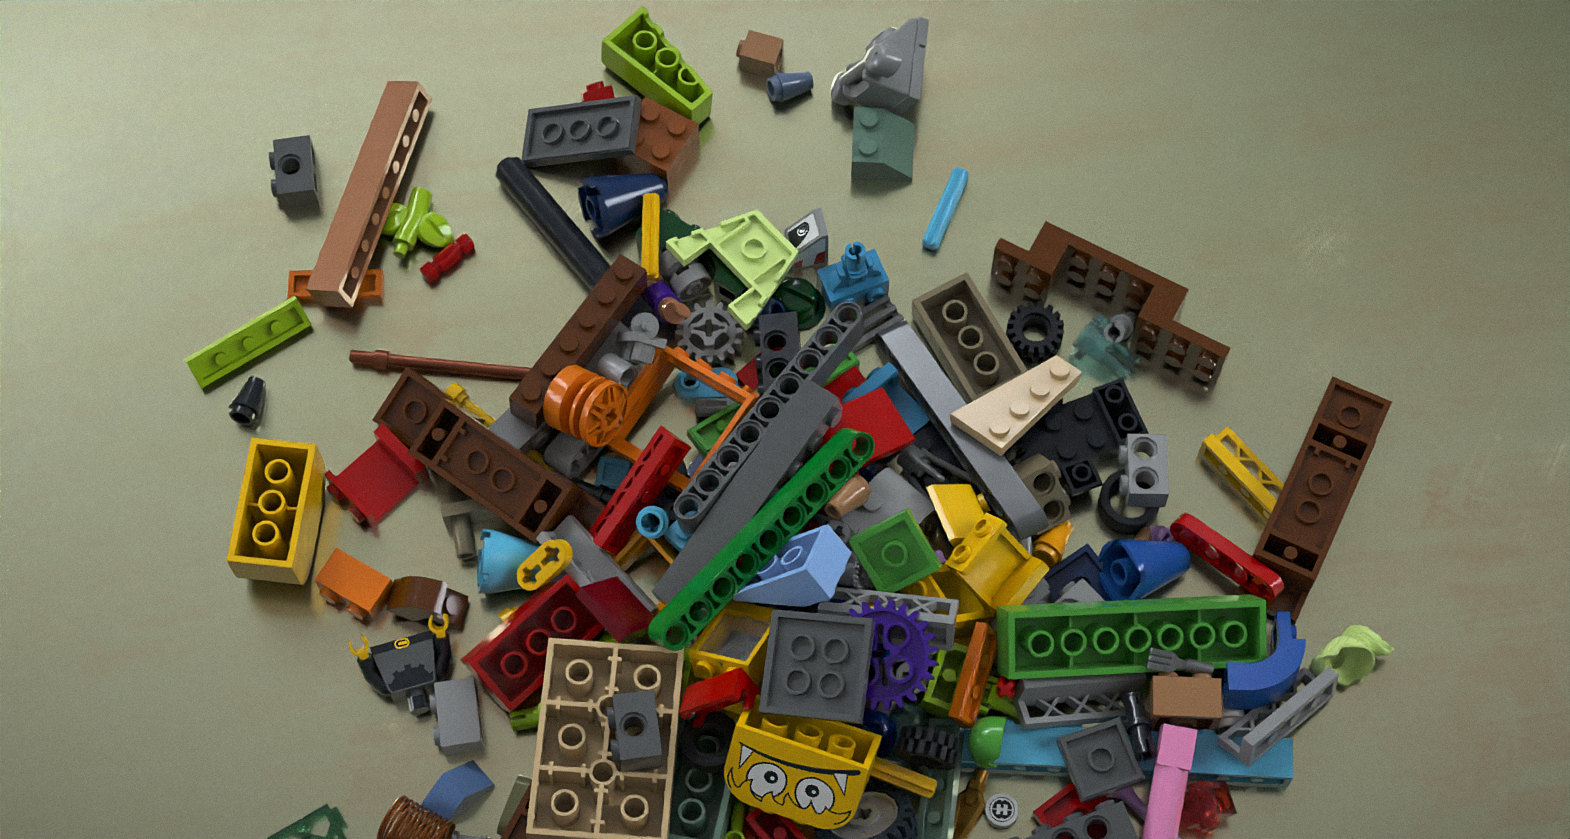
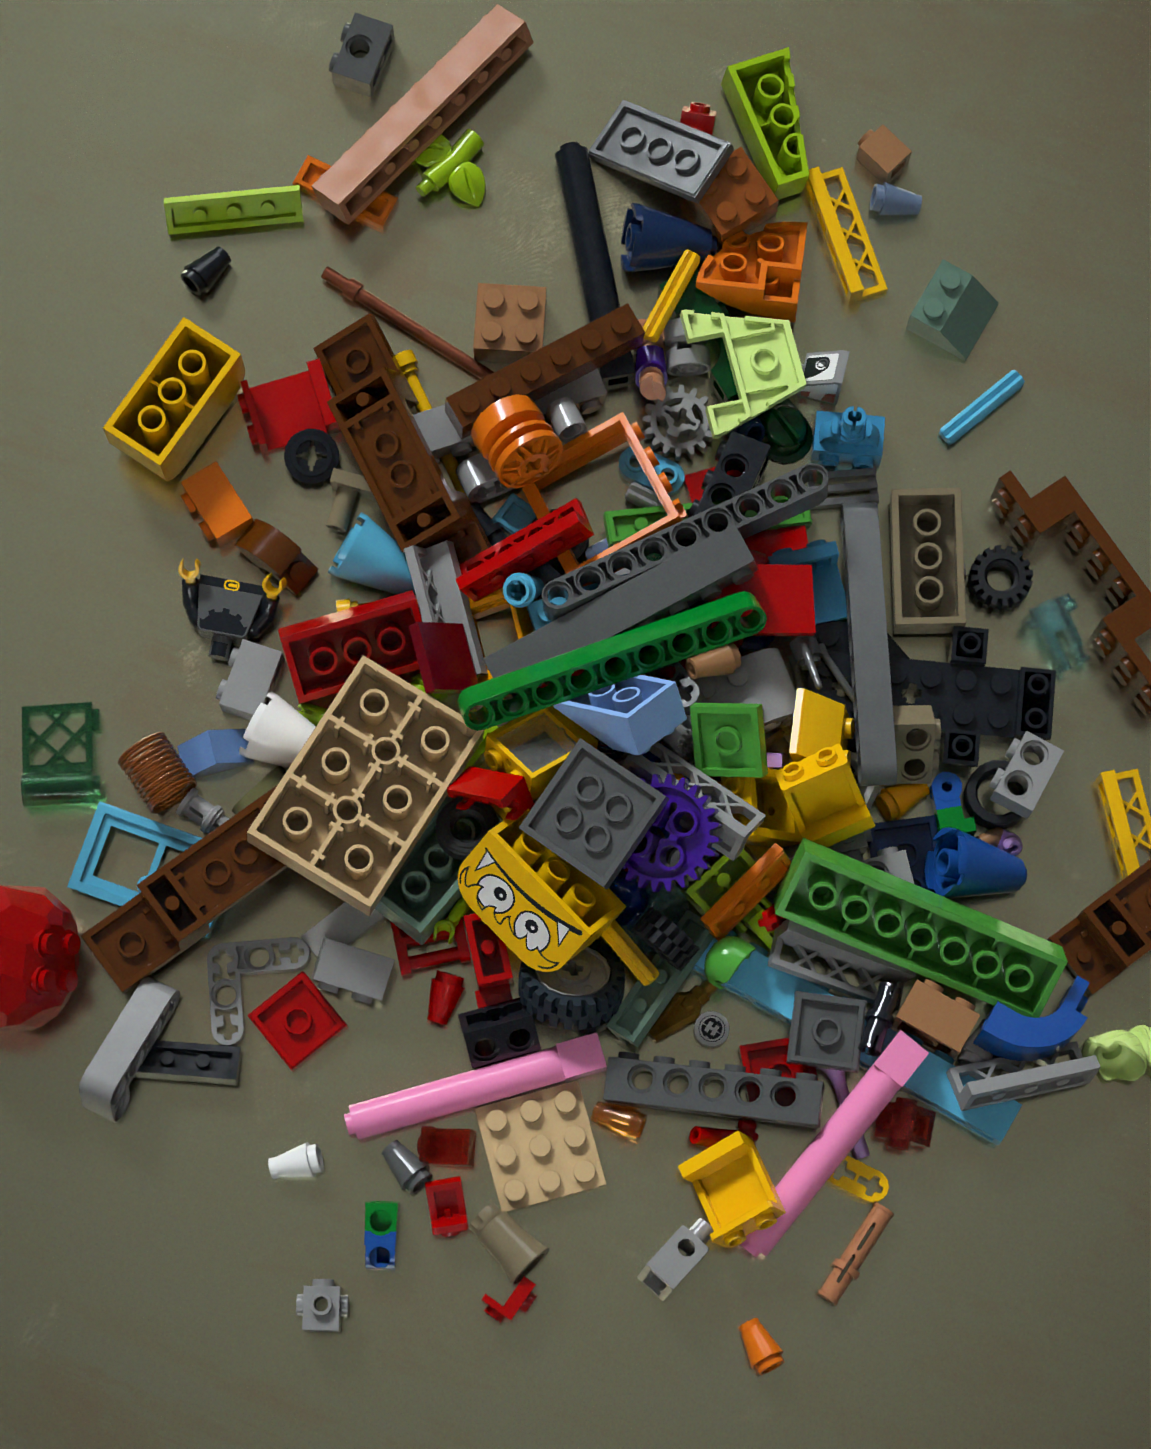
camera: 25 degrees right, 10 degrees up
(421, 494) = (300, 444): none -> black gear
(447, 257) = (466, 216): red axle -> none
(505, 747) = (276, 733): none -> white cone
(525, 321) = (508, 322): none -> medium nougat brick
(539, 559) = (397, 572): yellow beam -> none
(640, 342) = (602, 402): light grey hips -> none
(640, 711) = (395, 809): dark grey brick -> none
(710, 186) = (758, 271): none -> orange brick
(761, 135) = (837, 237): none -> yellow fence
(888, 72) = (998, 238): light grey piece -> none
(1016, 406) = (930, 649): tan wing -> none
(1092, 528) = (947, 803): none -> leg
(1120, 327) = (1084, 618): light grey pin -> none
(1169, 662) = (939, 974): flat silver piece -> none
(1255, 575) = (1058, 899): red beam -> none

